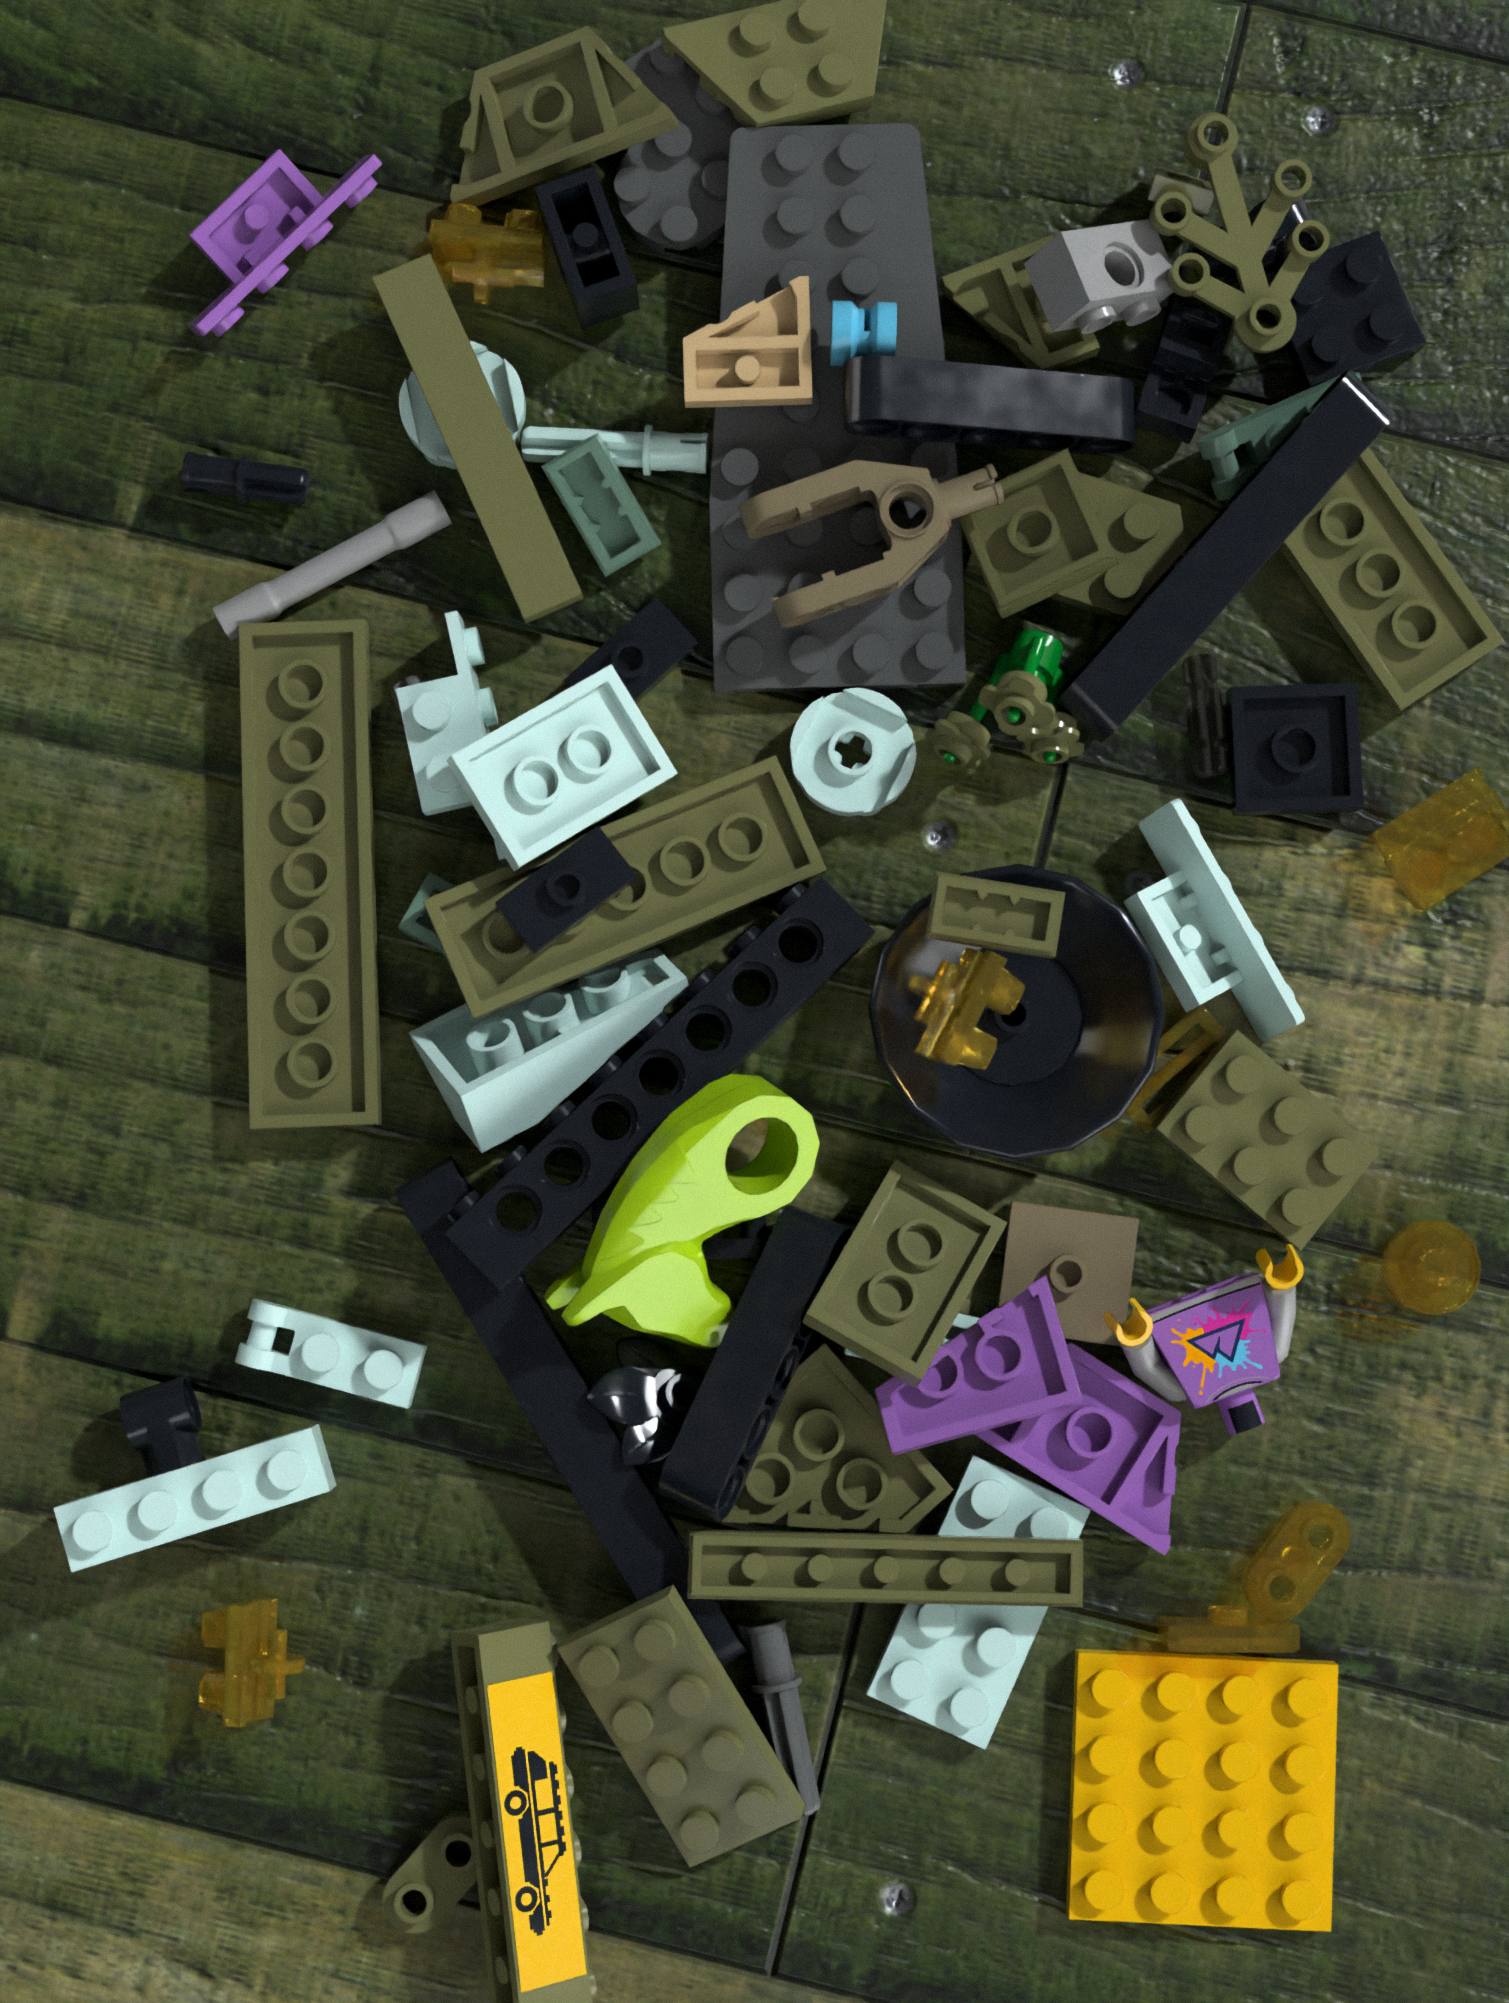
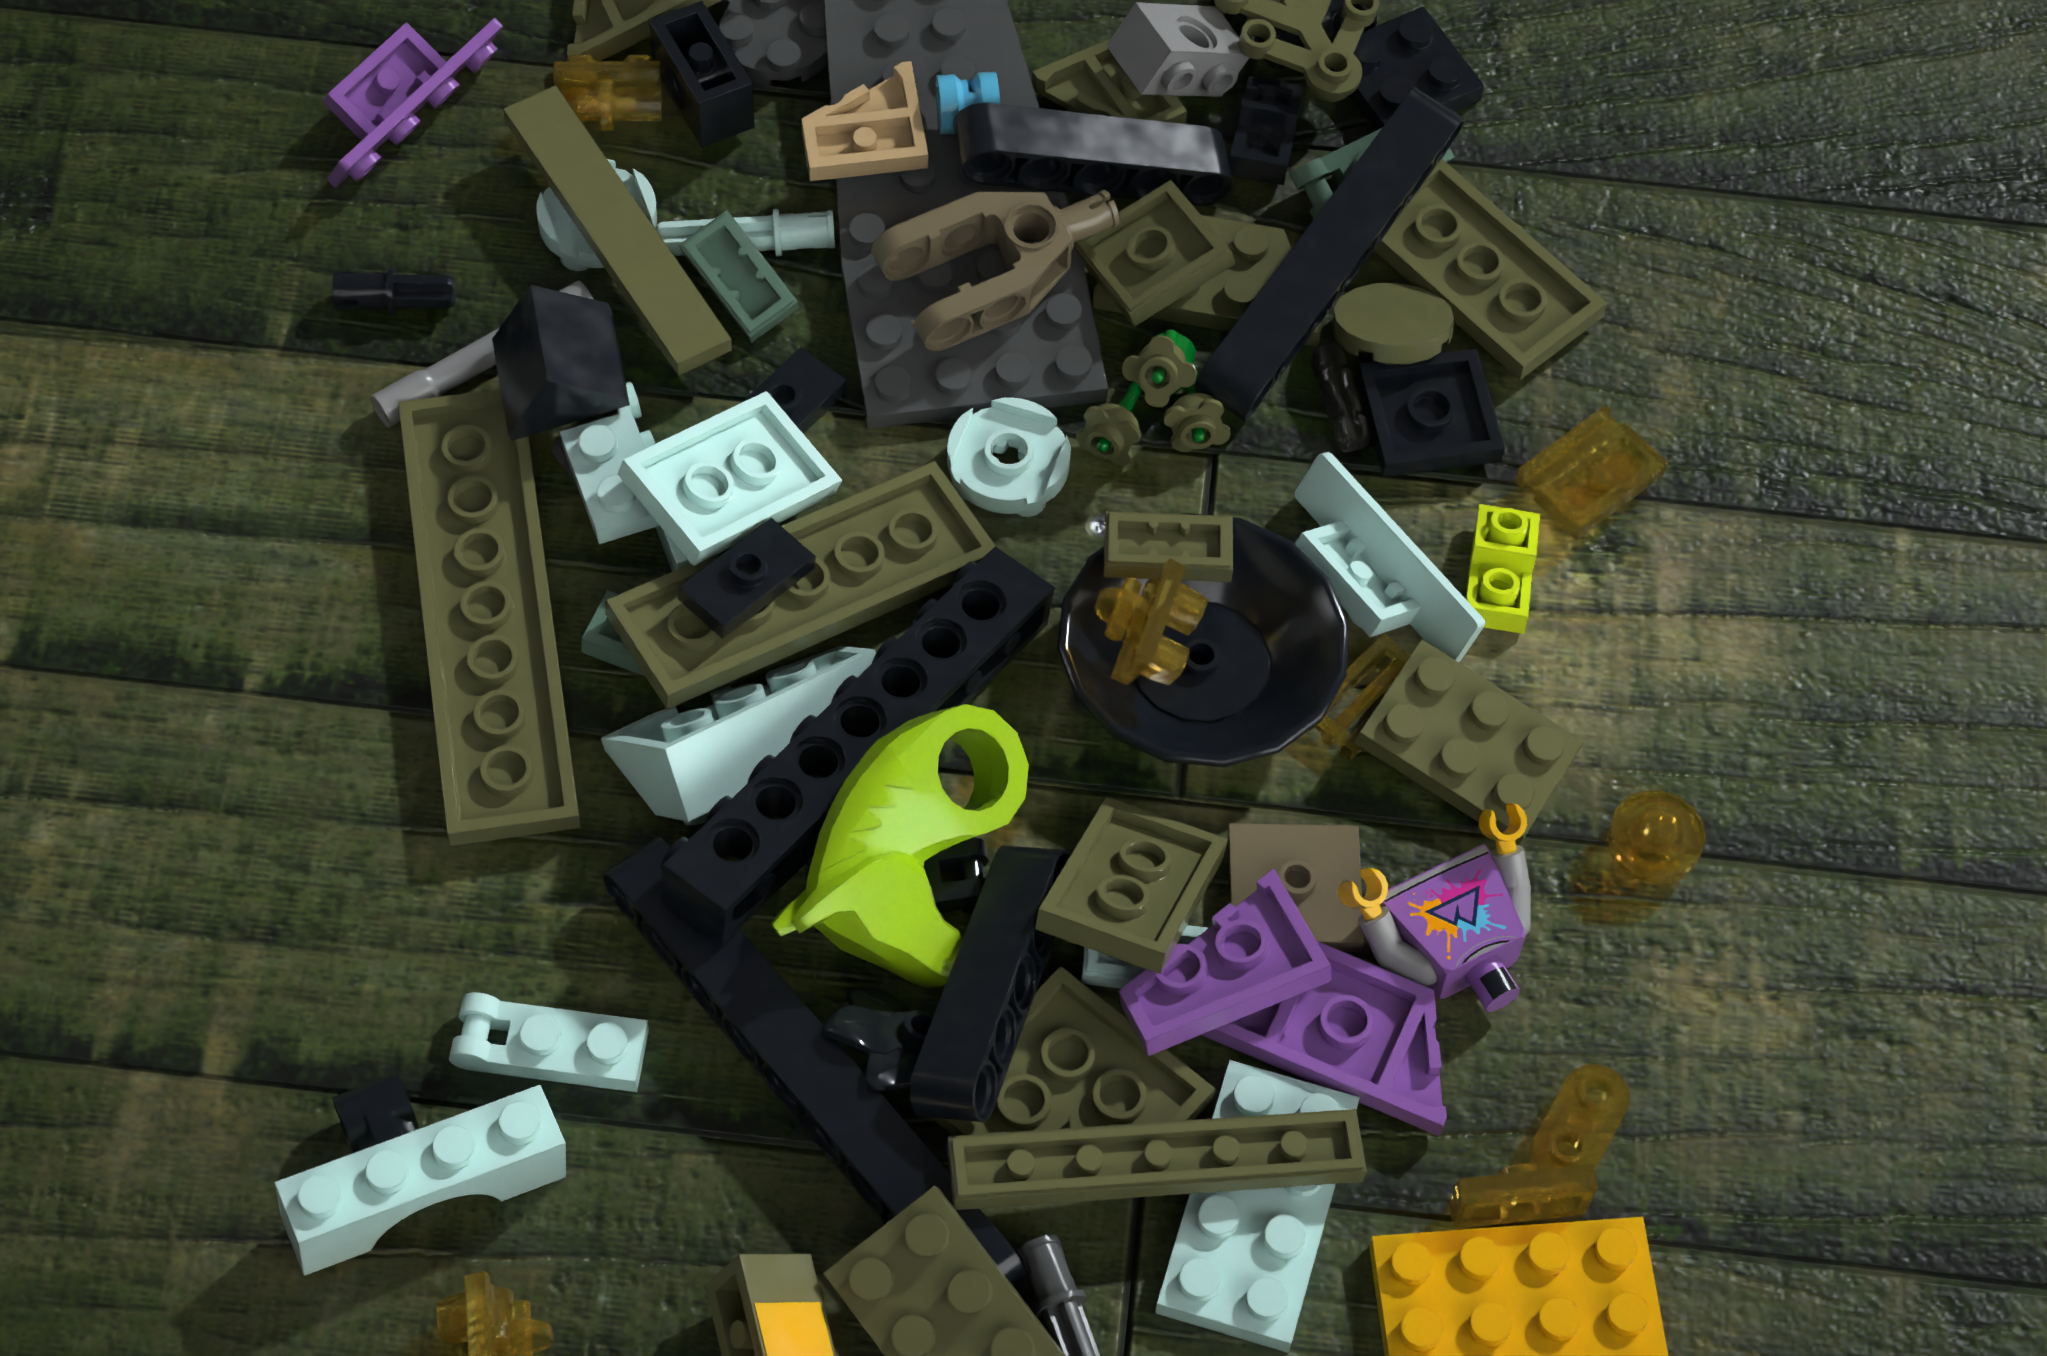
camera: 10 degrees left, 25 degrees down
(402, 609) = (557, 362): none -> black slope
(1275, 640) = (1393, 322): none -> olive tile
(1334, 938) = (1502, 566): none -> neon yellow slope

